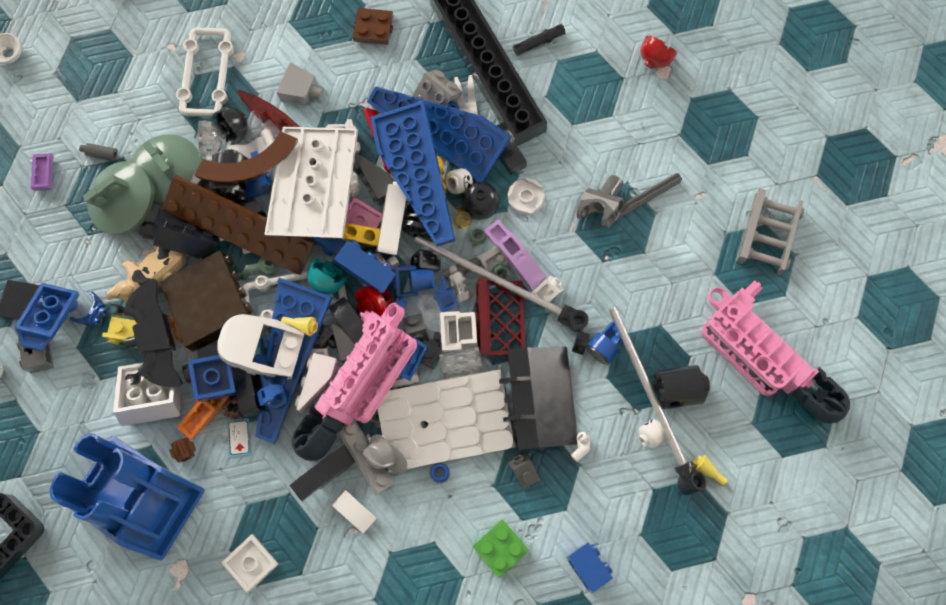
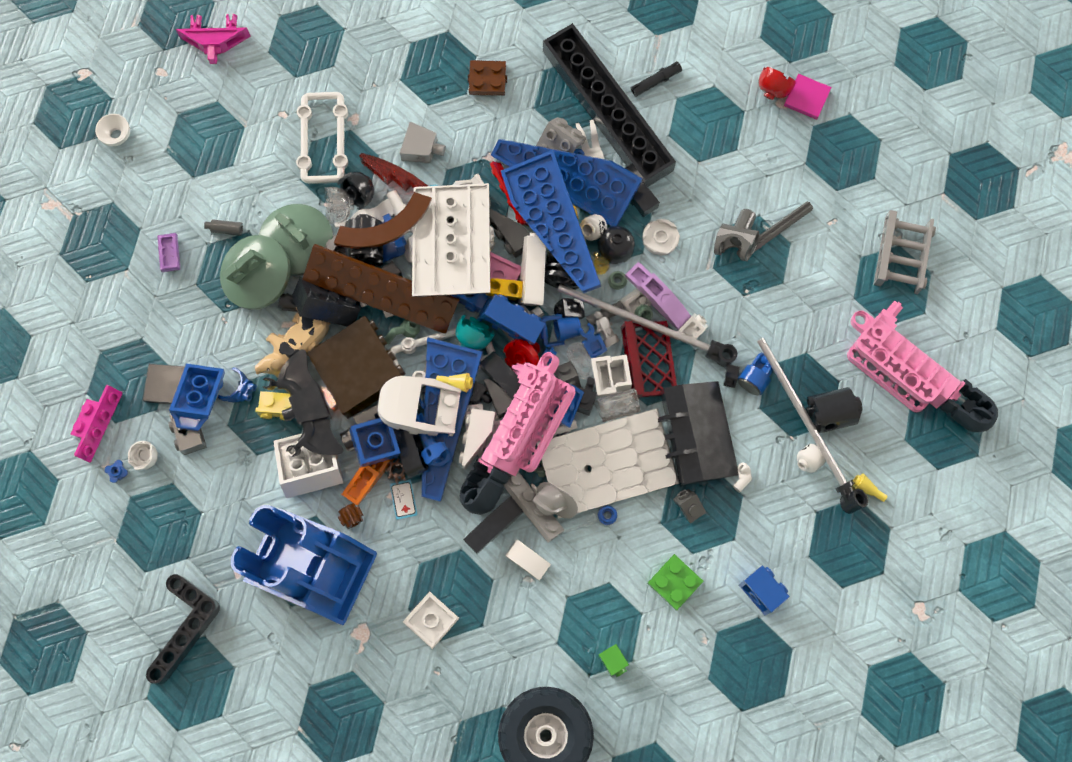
camera: 10 degrees left, 0 degrees up
(688, 68) = (807, 96): none -> dark pink tile

